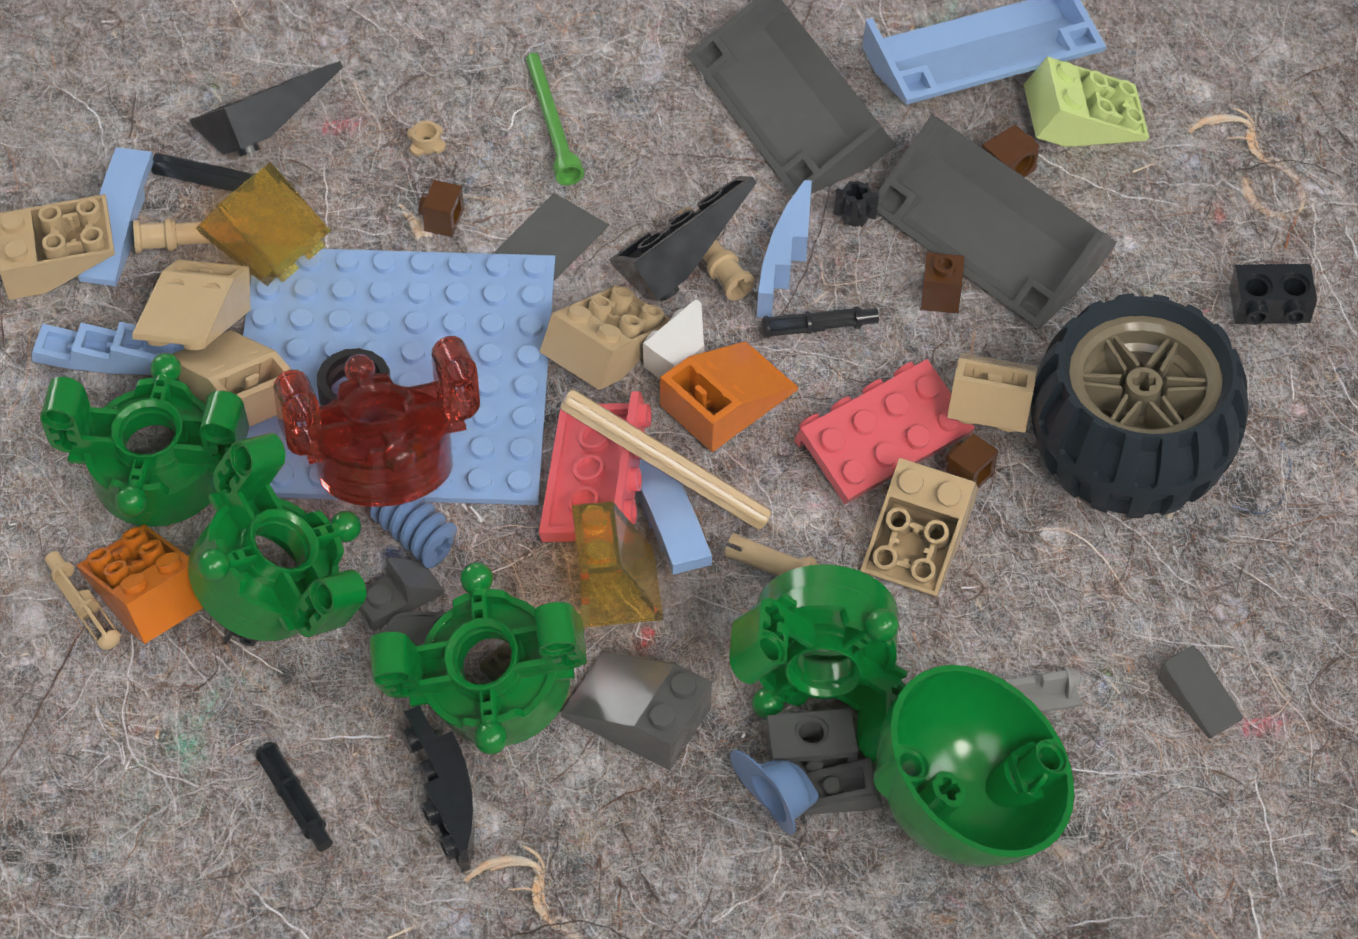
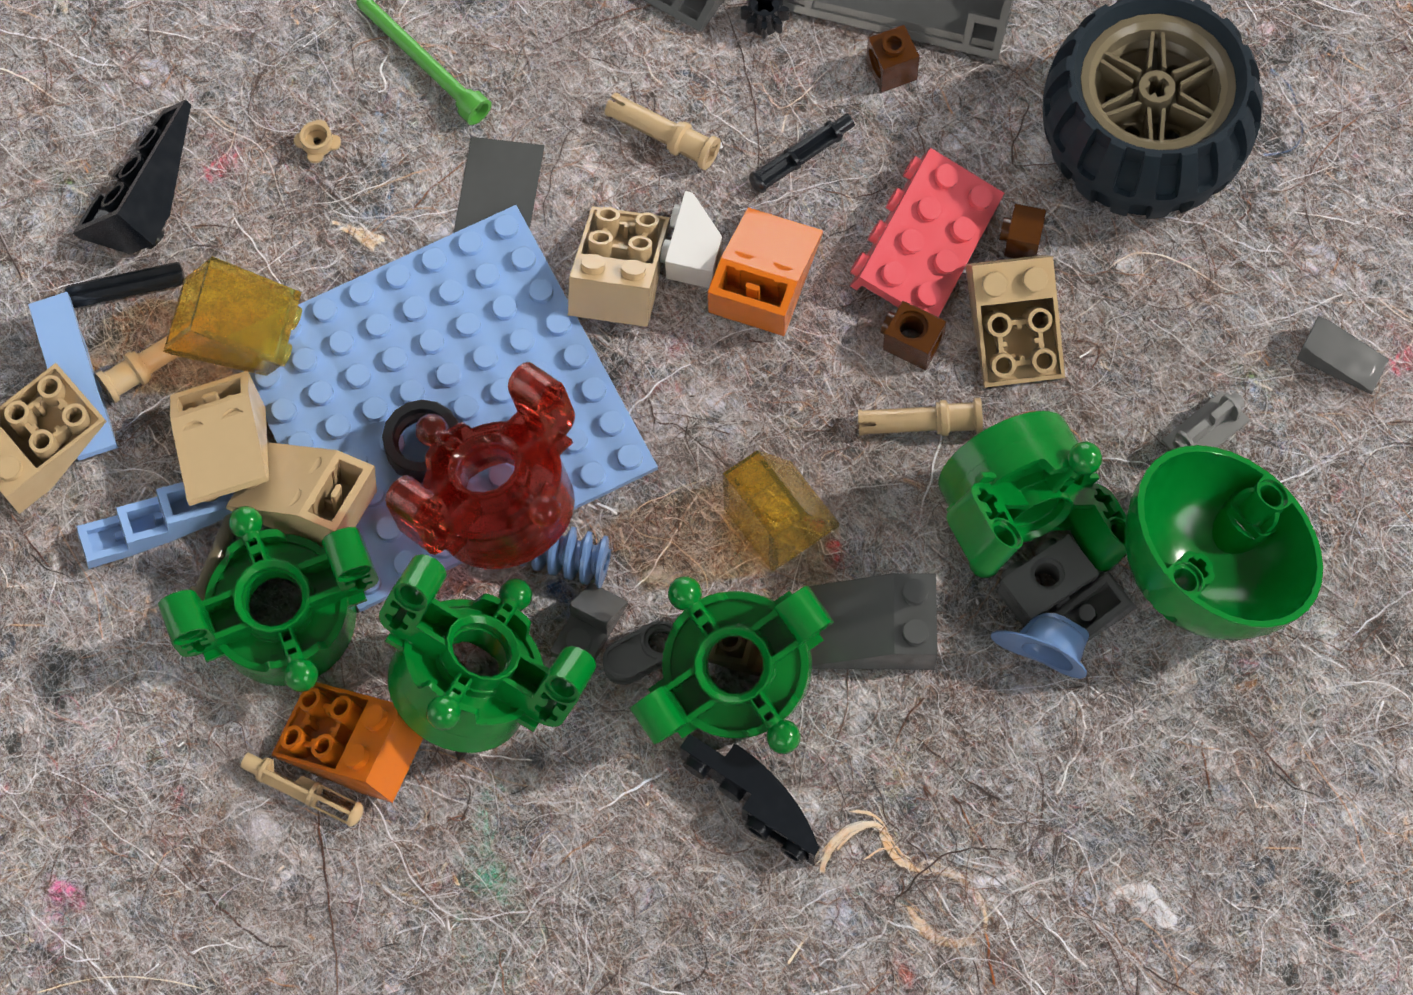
camera: 25 degrees left, 15 degrees up
(293, 795) = (622, 875): black piece -> none
(442, 208) = (381, 209): reddish brown plate -> none
(591, 470) = (694, 409): coral bracket -> none
(665, 459) = (762, 374): tan axle -> none
(667, 258) = (632, 148): black wedge -> none
(672, 520) = (787, 419): light blue slope -> none
(786, 245) = (729, 86): light blue slope -> none
(825, 511) = (917, 350): none -> reddish brown brick
(992, 392) = (1008, 149): tan slope -> none

